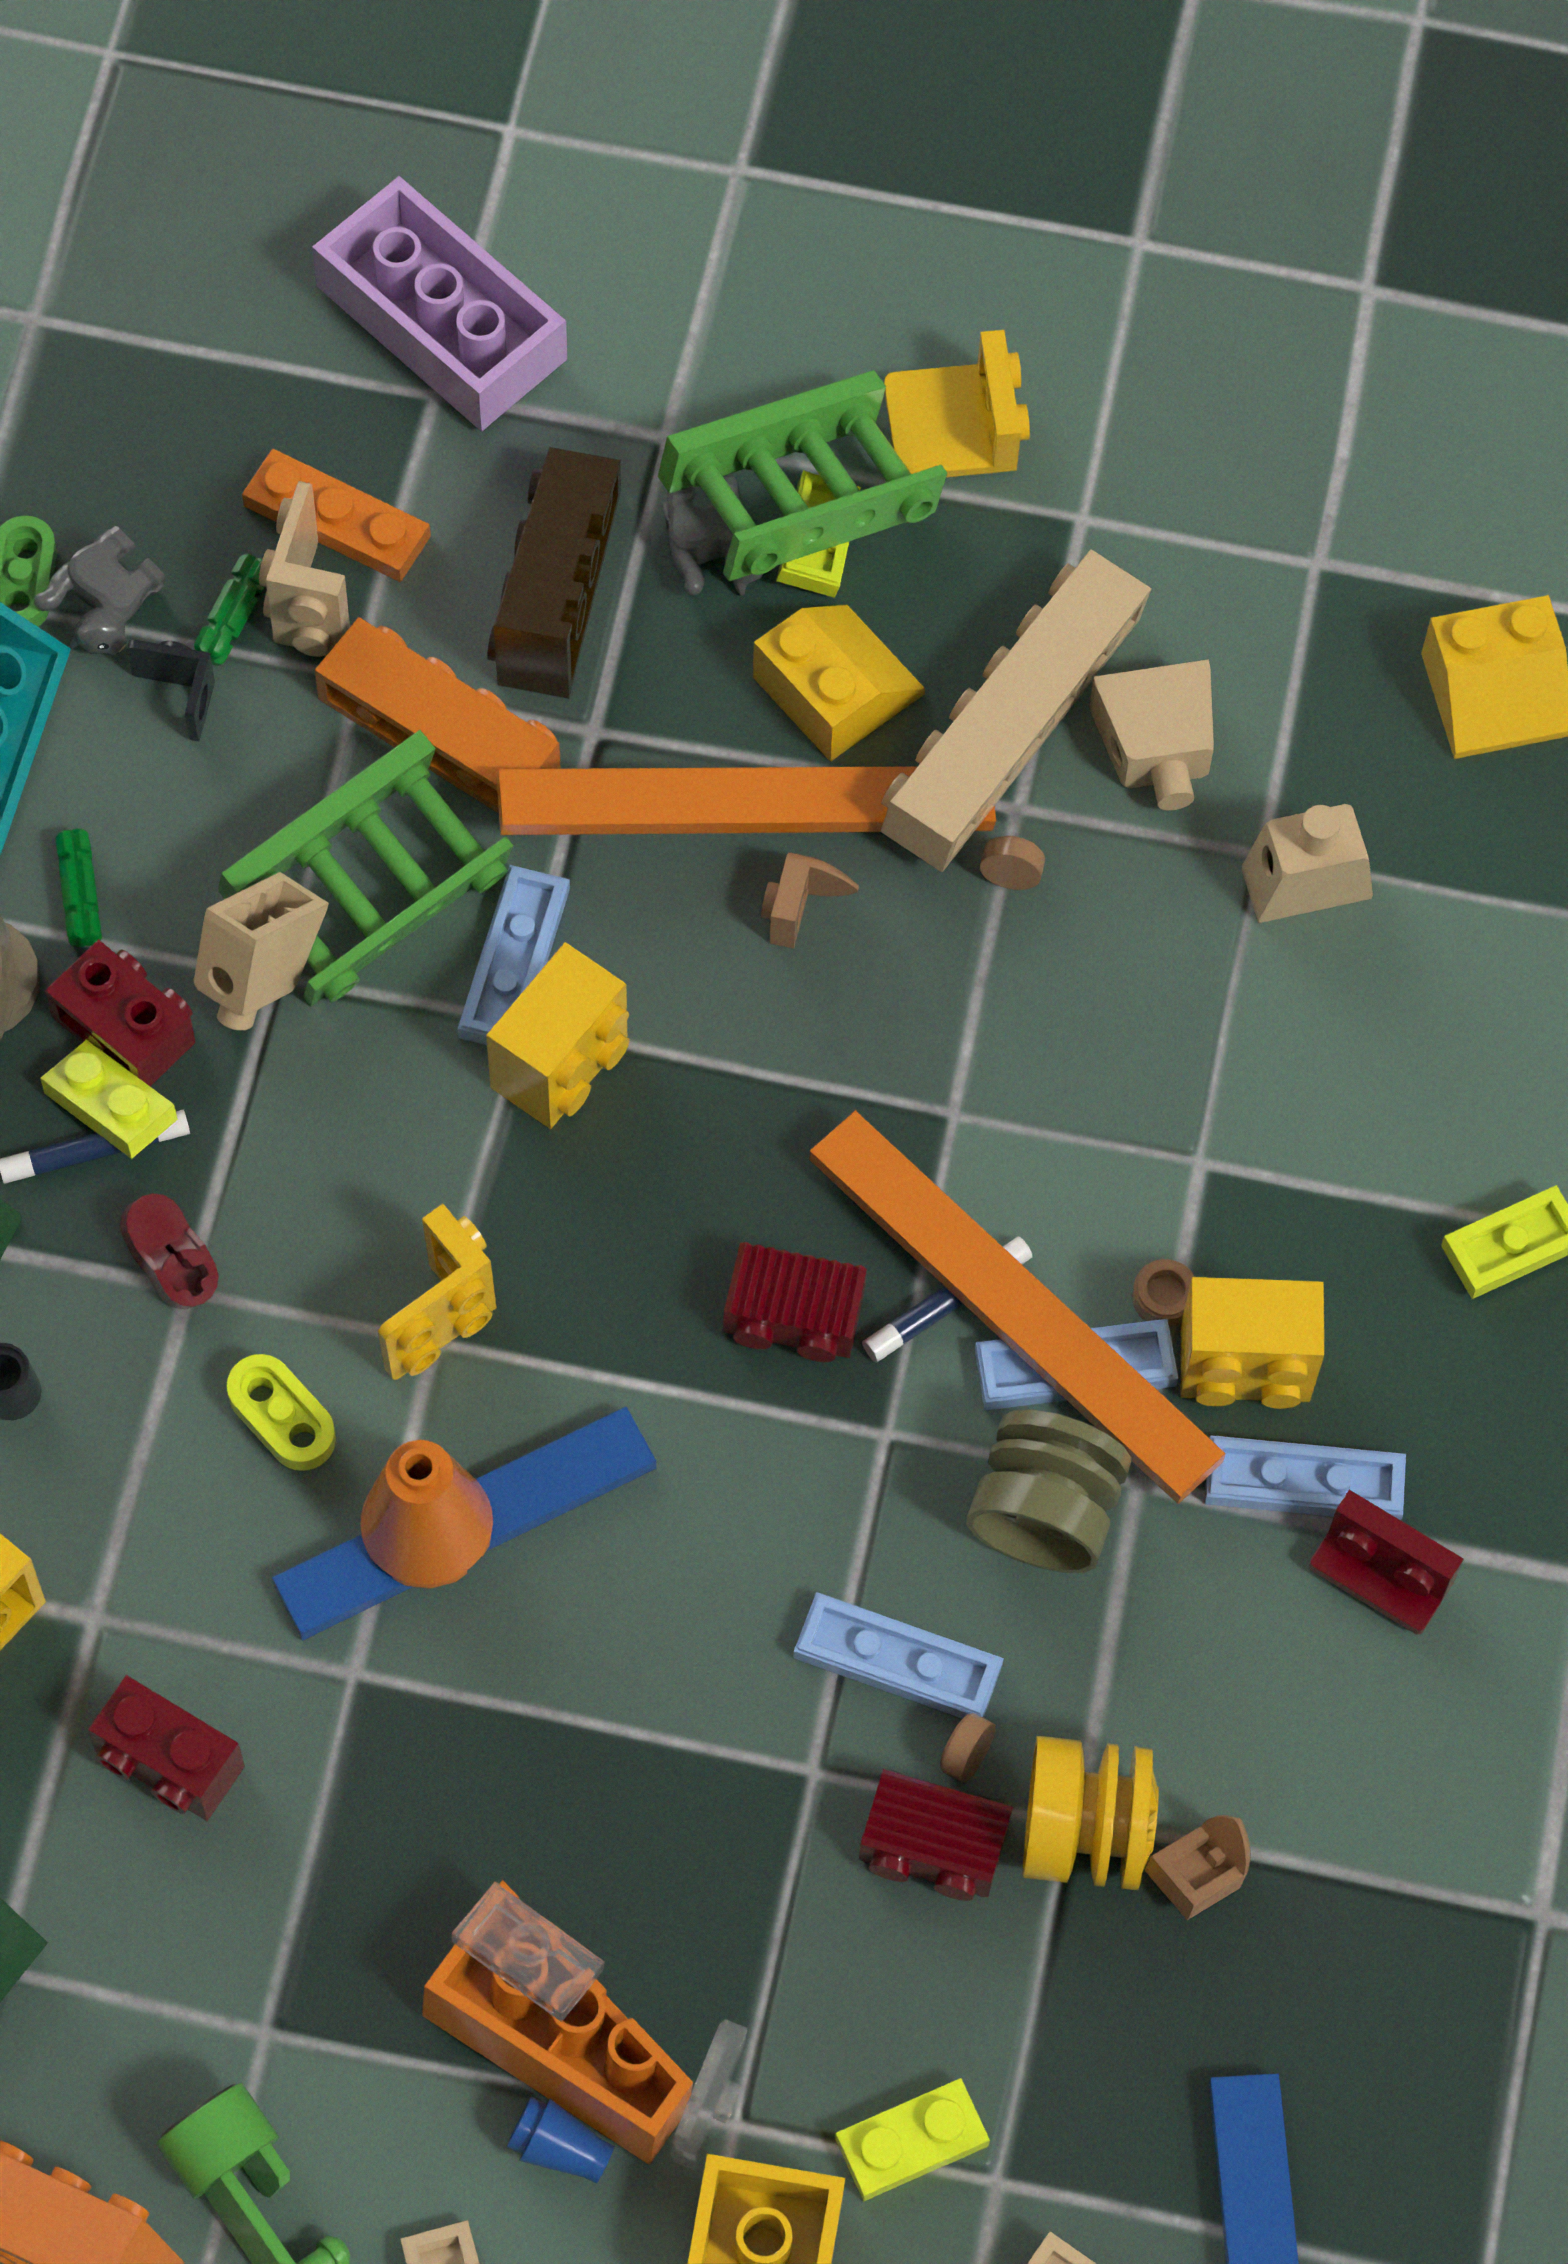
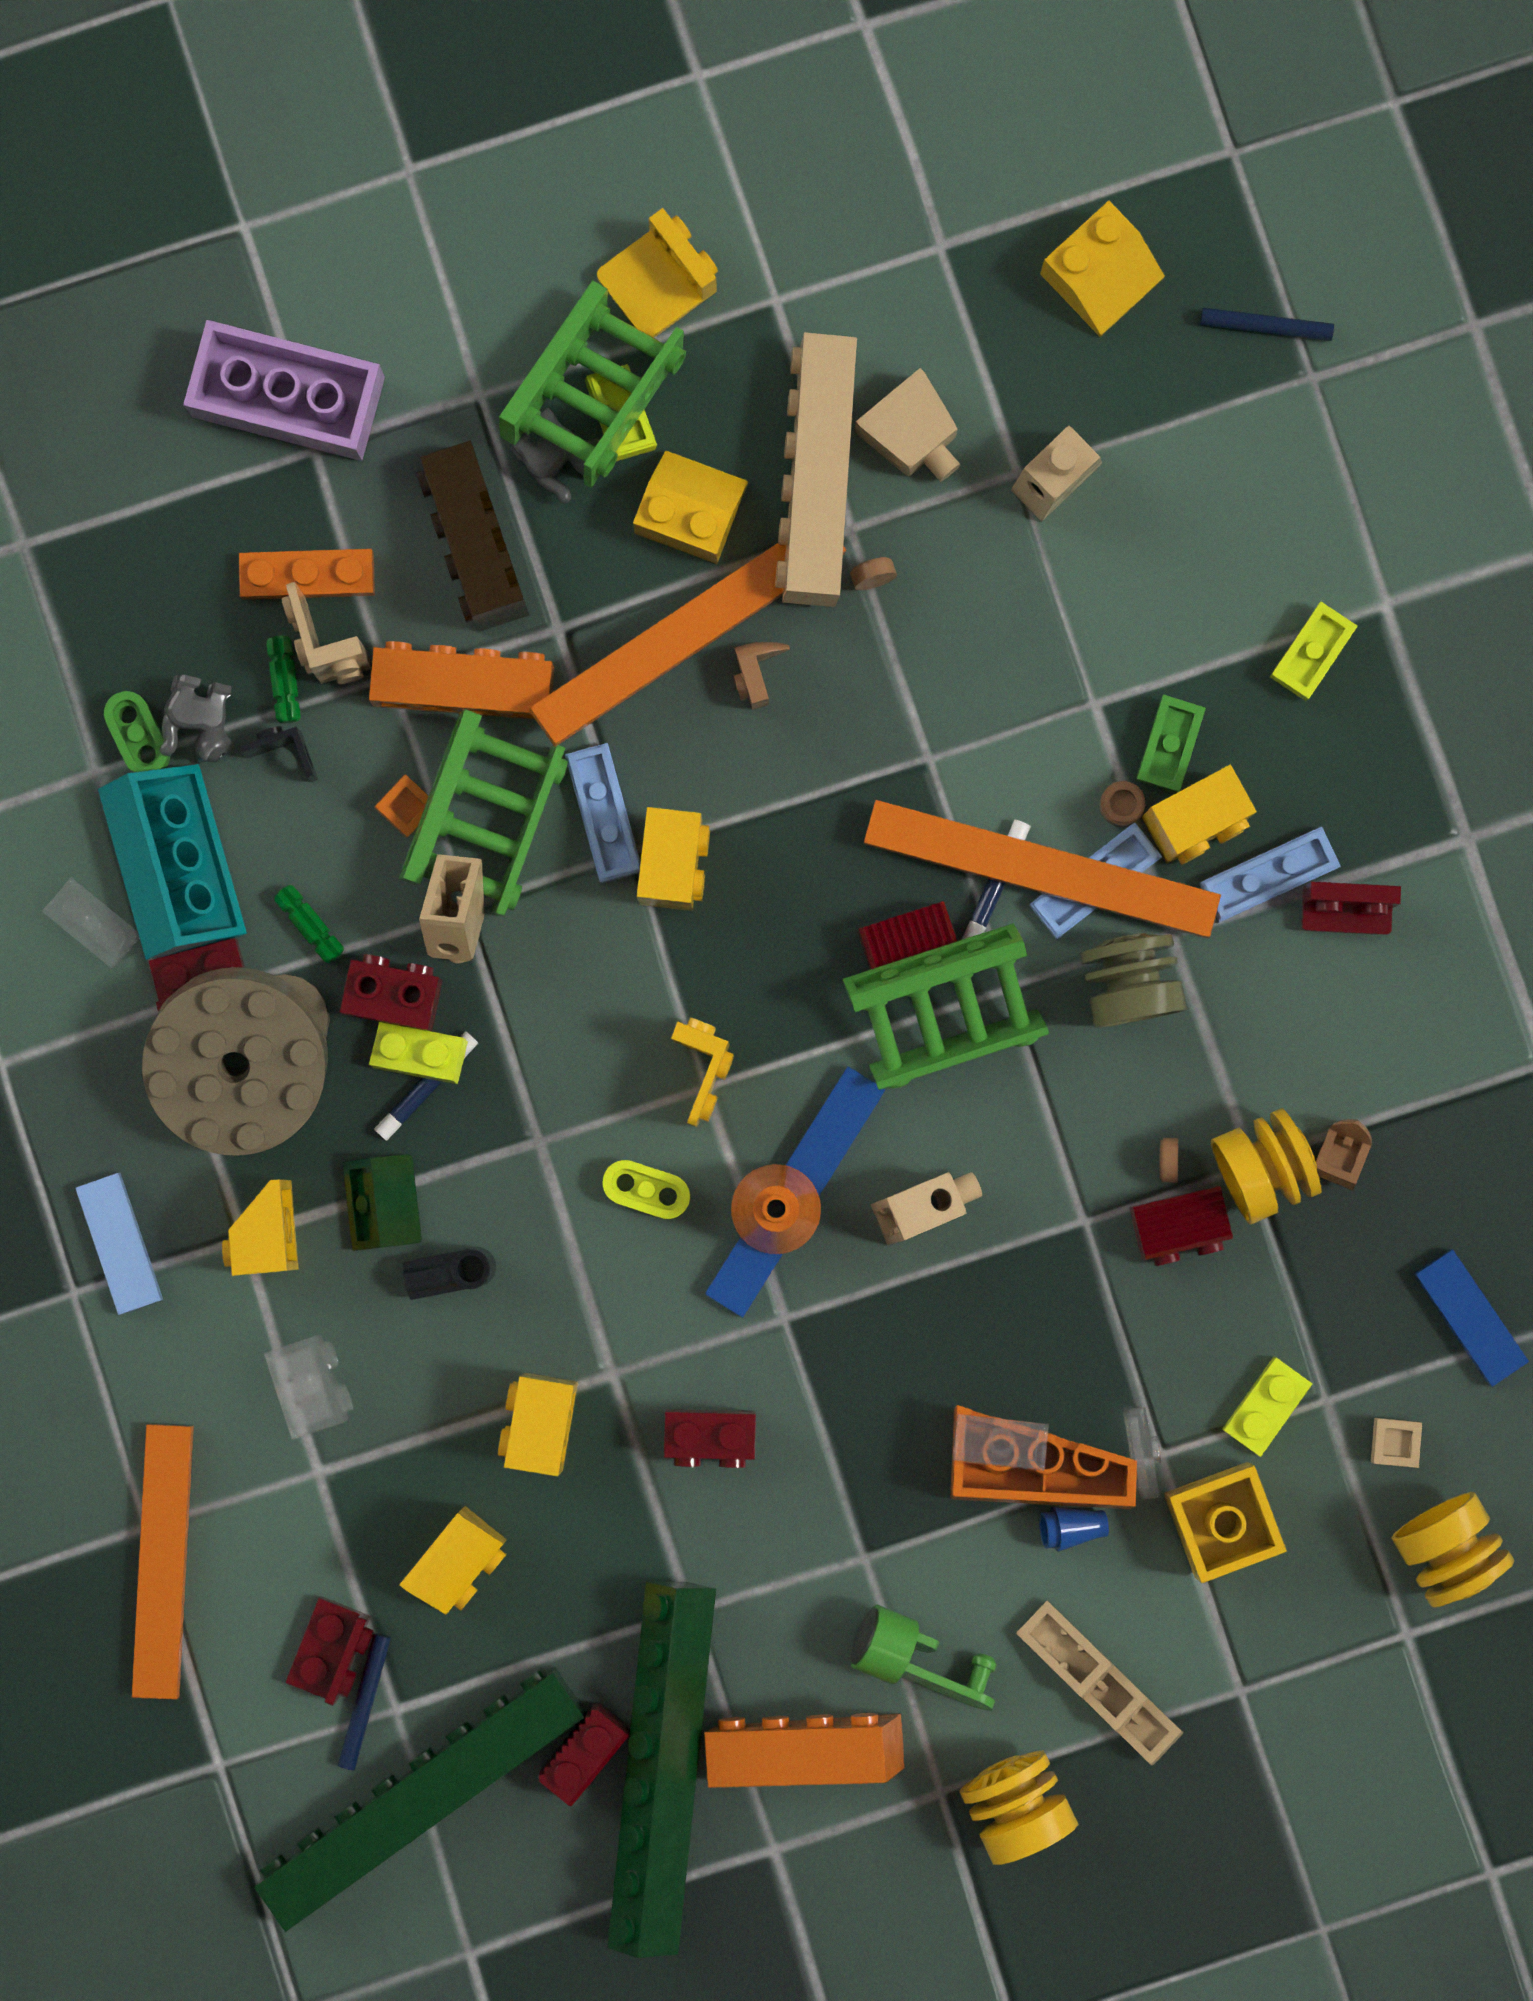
camera: 30 degrees left, 20 degrees up
(180, 1278) = (535, 1139): dark red piece -> none
(275, 807) = (403, 805): none -> orange plate
(615, 1619) = (912, 1211): none -> tan torso
(834, 1344) = (934, 967): none -> bright green fence
(897, 1657) = (1095, 1125): light blue tile -> none
(1273, 1243) = (1170, 744): none -> bright green plate

